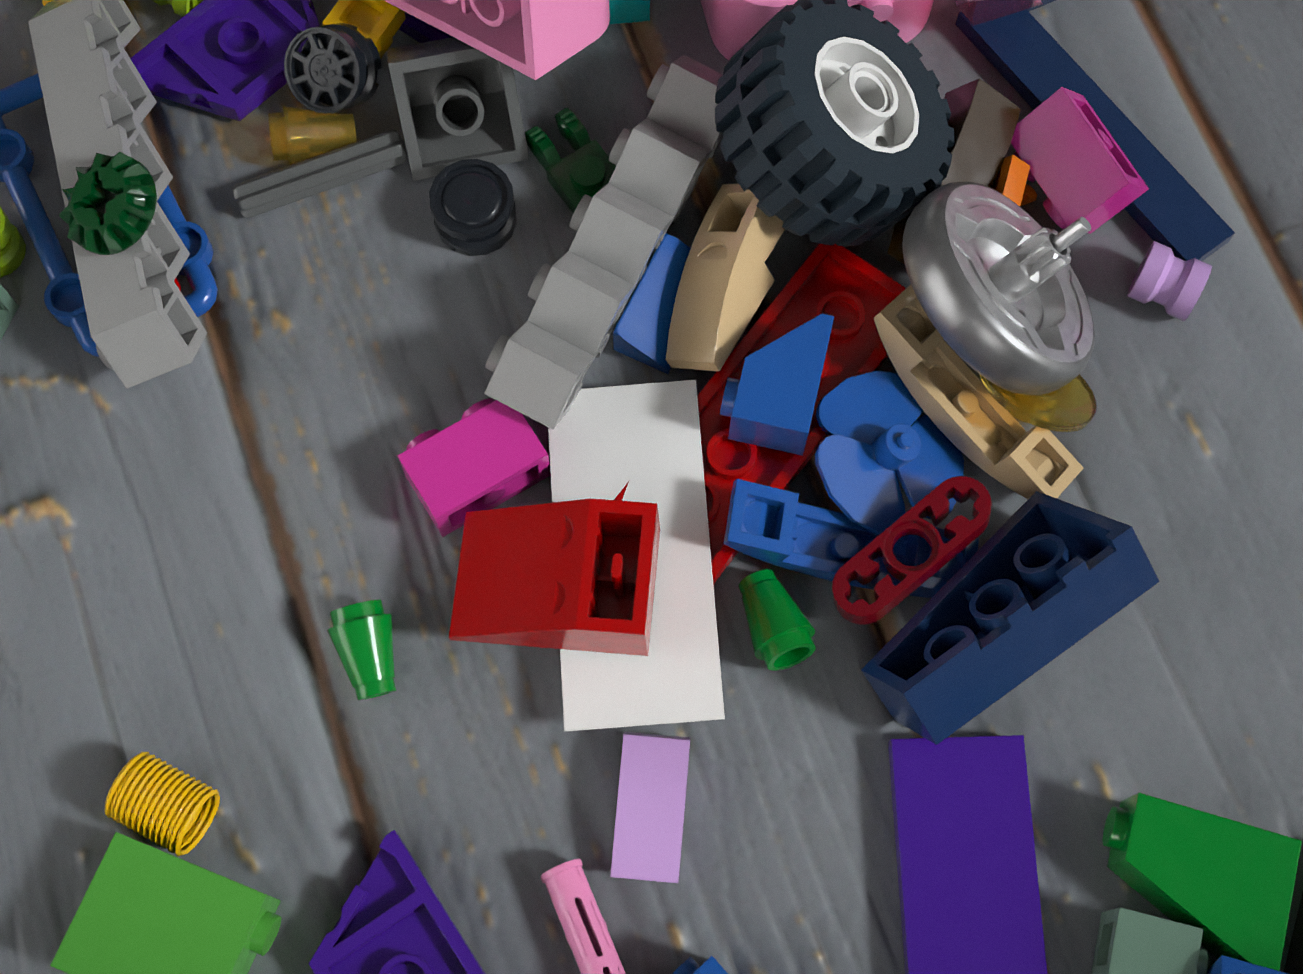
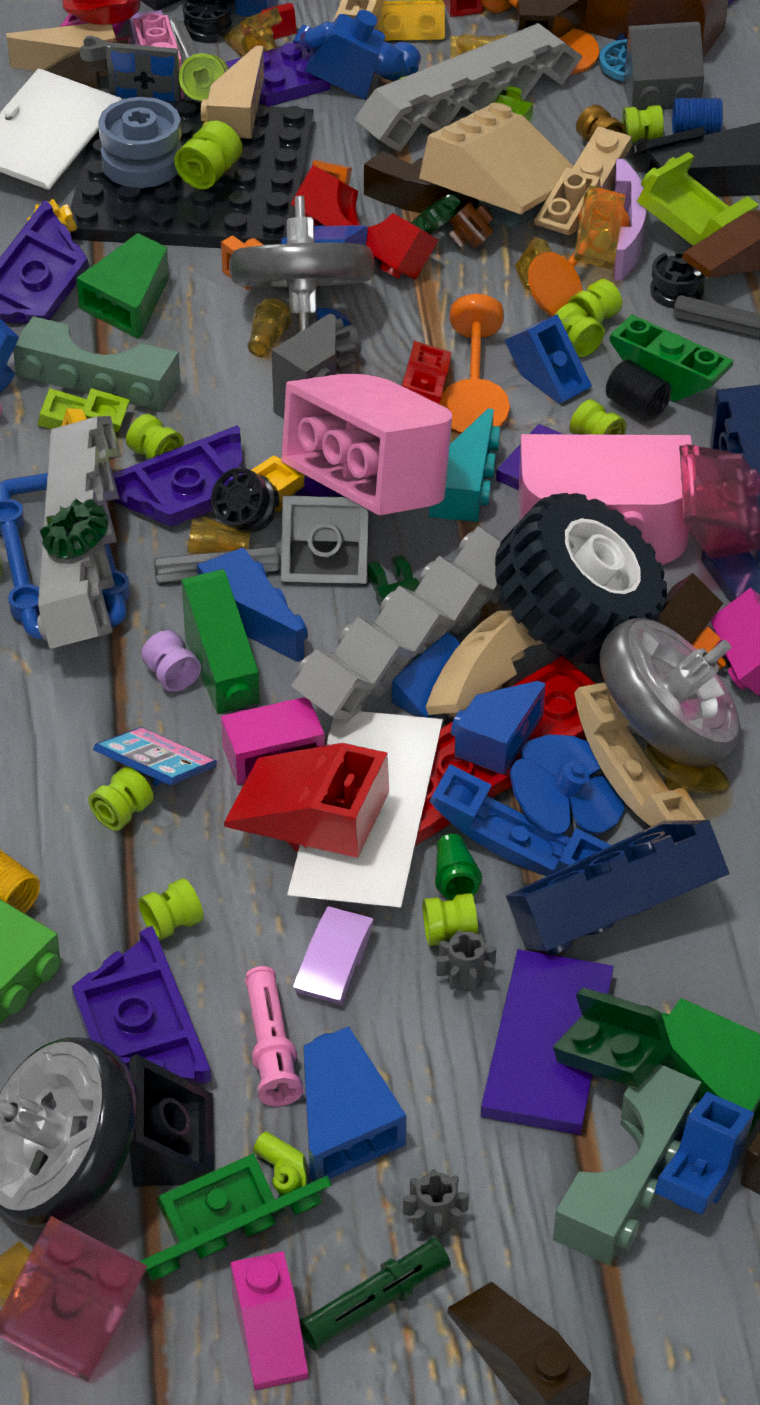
camera: 15 degrees right, 25 degrees down
(292, 614) = (121, 798): none -> lime wheel
(295, 354) = (172, 662): none -> lavender wheel
(321, 533) = (155, 756): none -> piece
(362, 323) = (219, 641): none -> green slope
(365, 647) = (164, 826): green cone -> none
(375, 233) = (260, 604): none -> blue slope
(410, 790) = (171, 909): none -> lime wheel
(473, 206) = (319, 598): black wheel -> none
(792, 714) = (445, 918): none -> lime wheel
(833, 761) = (466, 961): none -> dark grey gear
(936, 506) = (603, 821): dark red beam -> none
(1074, 893) = (614, 1039): none -> dark green bracket

